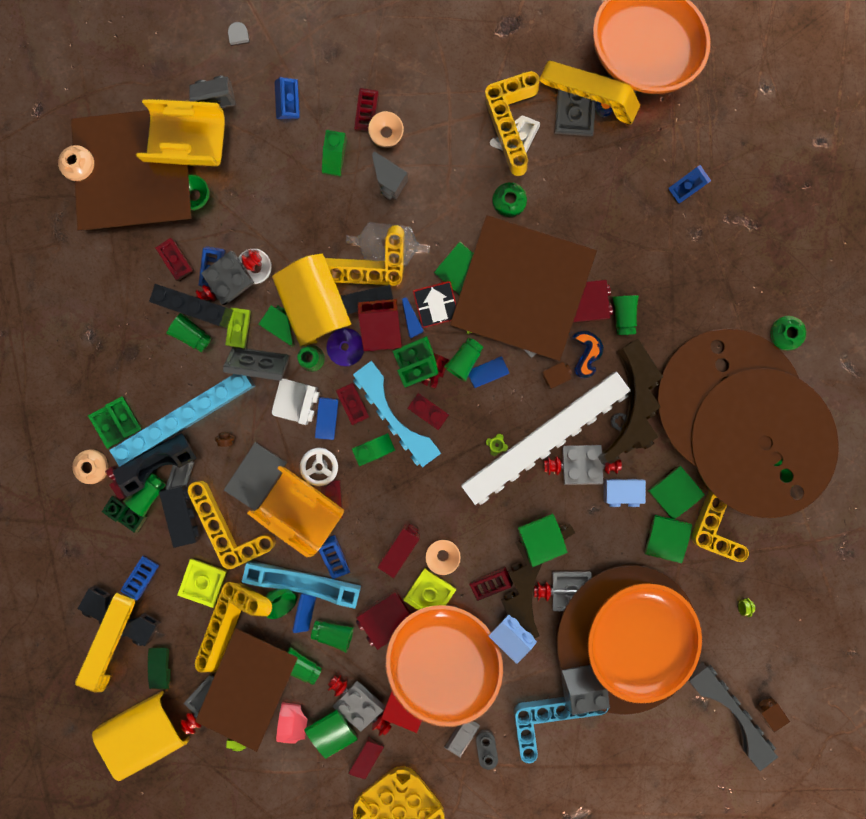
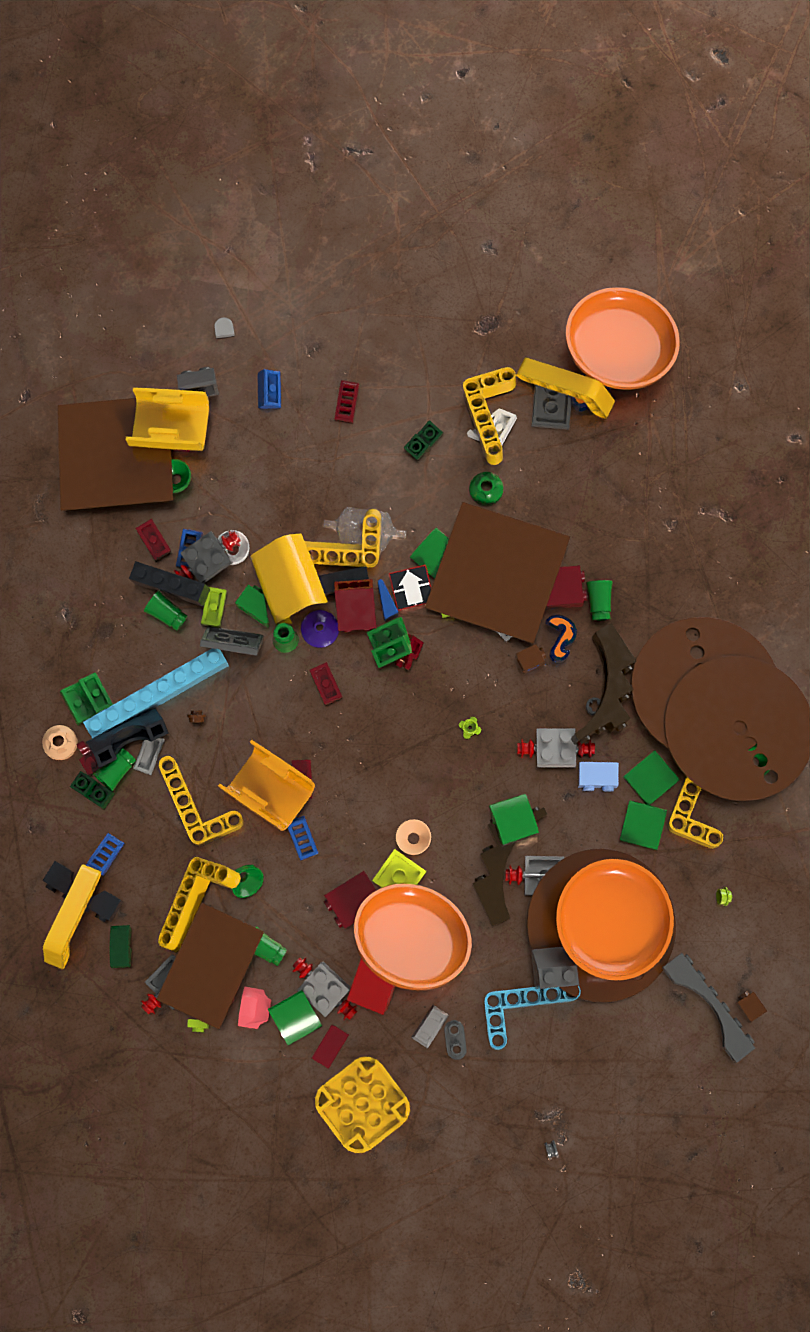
camera: 15 degrees right, 10 degrees down
(81, 168) = (67, 451): light nougat piece -> none
(136, 738) = (99, 1015): yellow piece -> none
(180, 516) = (149, 790): black brick -> none
(202, 583) = (168, 860): neon yellow plate -> none
(255, 476) = (225, 754): dark grey tile -> none
(272, 576) = (269, 861): medium azure arch -> none
(295, 401) = (268, 680): white bracket -> none
(304, 613) = (271, 892): blue slope -> none
(319, 452) = (303, 752): white piece -> none
(326, 418) = (299, 697): blue slope -> none
(333, 152) = (314, 441): green slope -> none
(333, 635) = (299, 915): green plant -> none
(373, 383) = (393, 726): medium azure arch -> none
(373, 449) = (345, 729): green slope -> none
(383, 120) = (365, 410): light nougat piece -> none
(390, 177) = (368, 463): dark grey slope -> none
(399, 550) = (369, 827): dark red brick -> none
(428, 411) = (401, 693): dark red plate -> none
(445, 150) = (424, 440): none -> dark green slope
(464, 359) = (438, 641): green plant -> none
(488, 372) = (462, 655): blue slope -> none
(488, 578) = (477, 860): dark red slope -> none
(513, 638) = (482, 917): light blue brick -> none
(546, 437) = (518, 720): white brick -> none
(689, 184) = (663, 476): blue slope -> none
(779, 333) = (759, 630): green piece -> none

